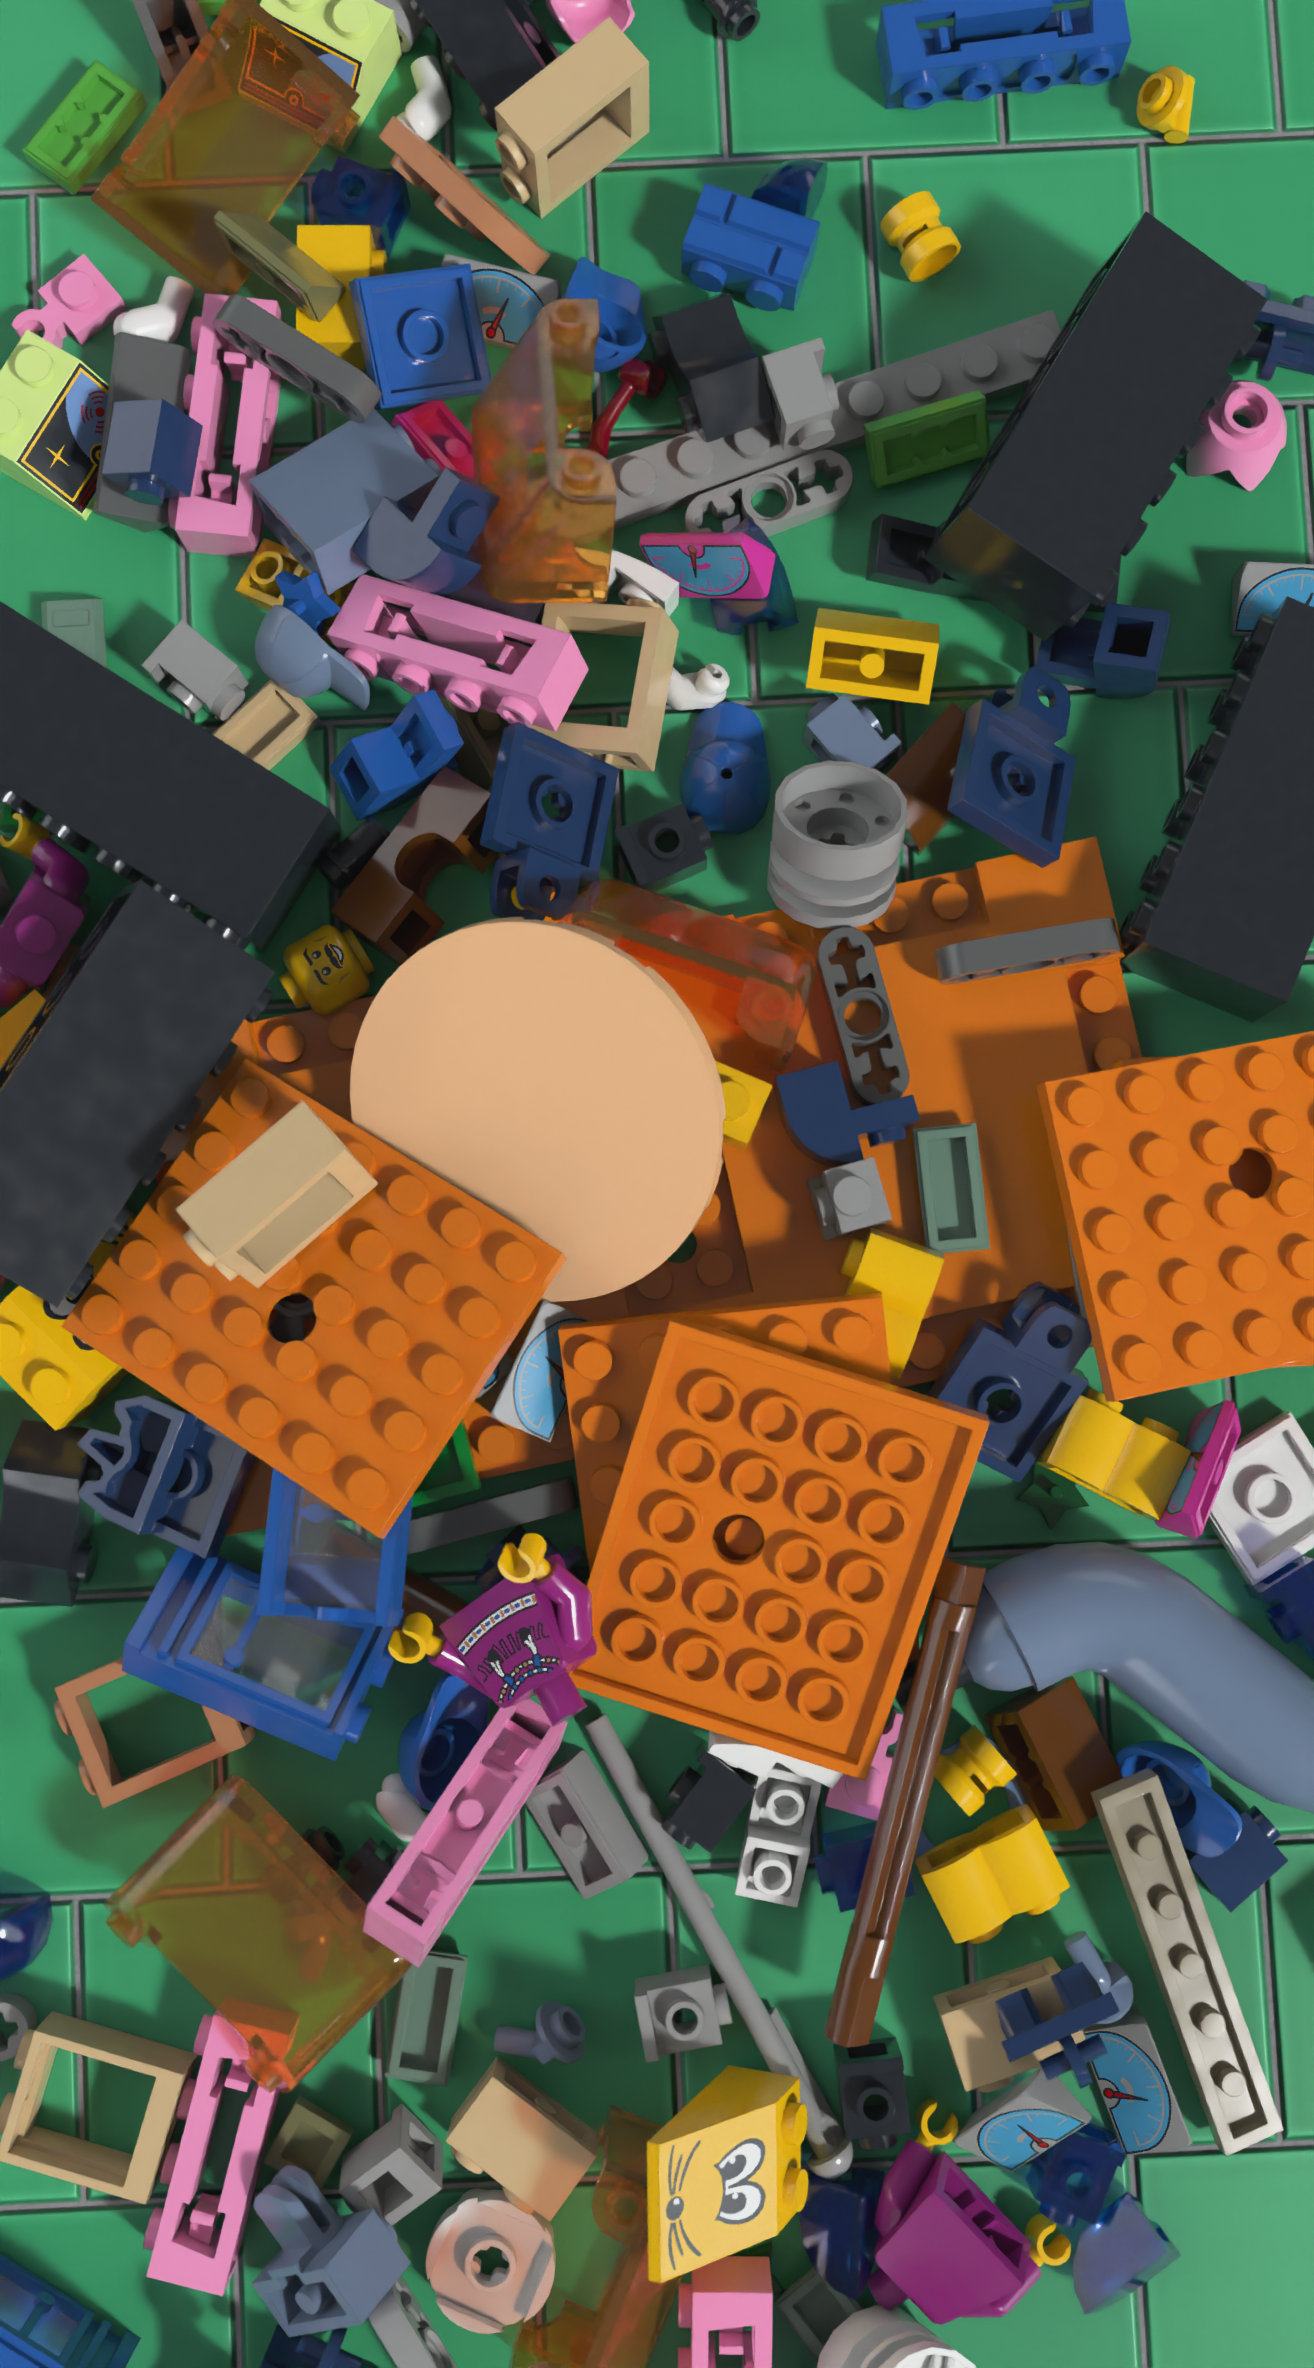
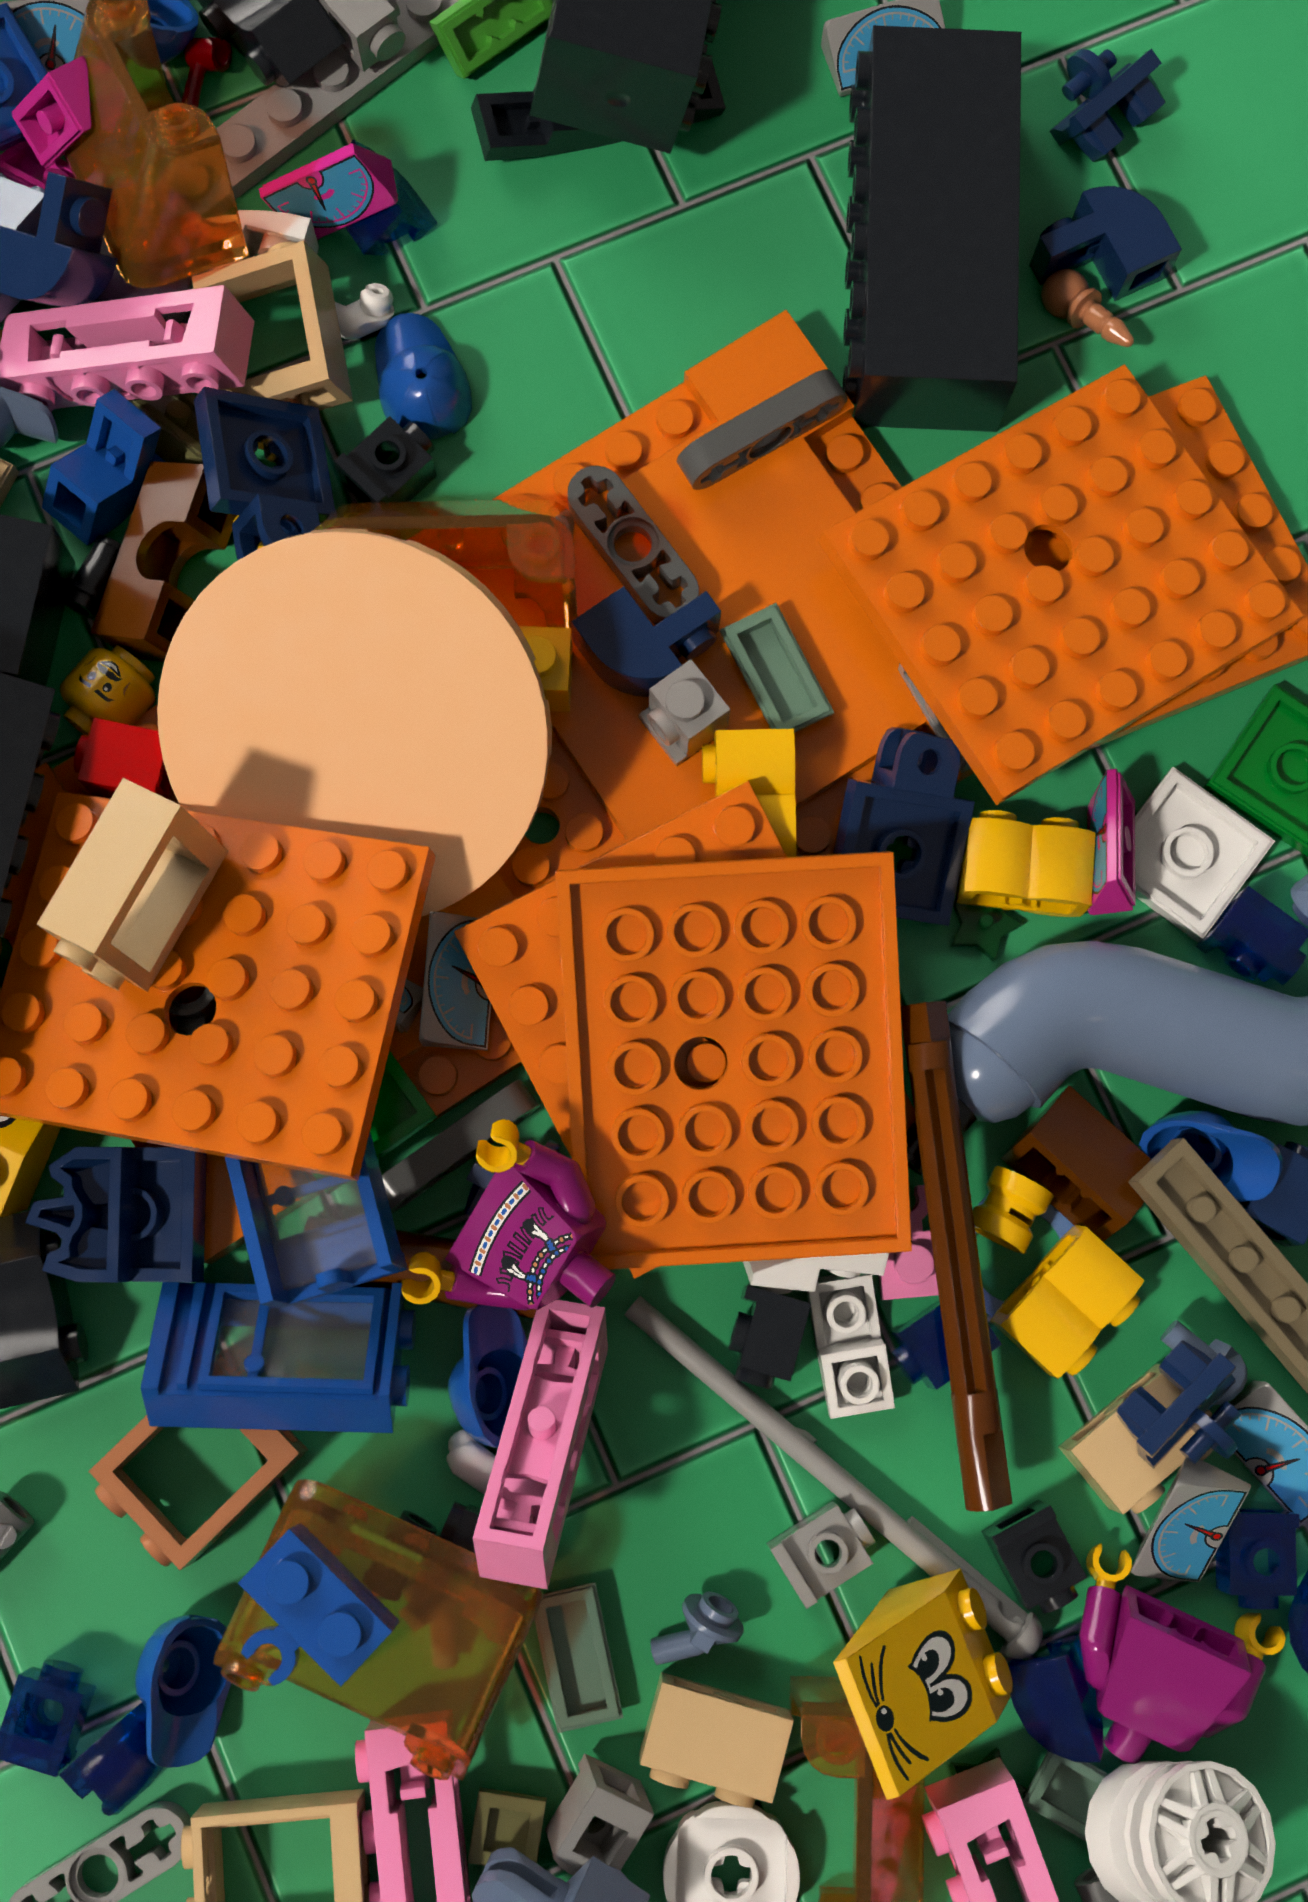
camera: 25 degrees left, 5 degrees down
(65, 1919) = (181, 1692): none -> blue cap
(206, 1909) = (316, 1608): none -> blue brick
(314, 1051) = (117, 753): none -> red brick
(477, 396) = (56, 111): none -> dark pink slope
(586, 1826) = (661, 1412): light grey slope -> none
(803, 470) = (371, 100): light grey beam -> none
(836, 844) = (547, 397): light grey wheel -> none
(848, 734) = (525, 310): sand blue brick -> none
(873, 656) = (517, 221): yellow brick -> none
(927, 778) = (616, 315): reddish brown brick -> none
(1017, 740) = (685, 277): dark blue plate -> none
(1112, 655) = (736, 147): dark blue brick -> none

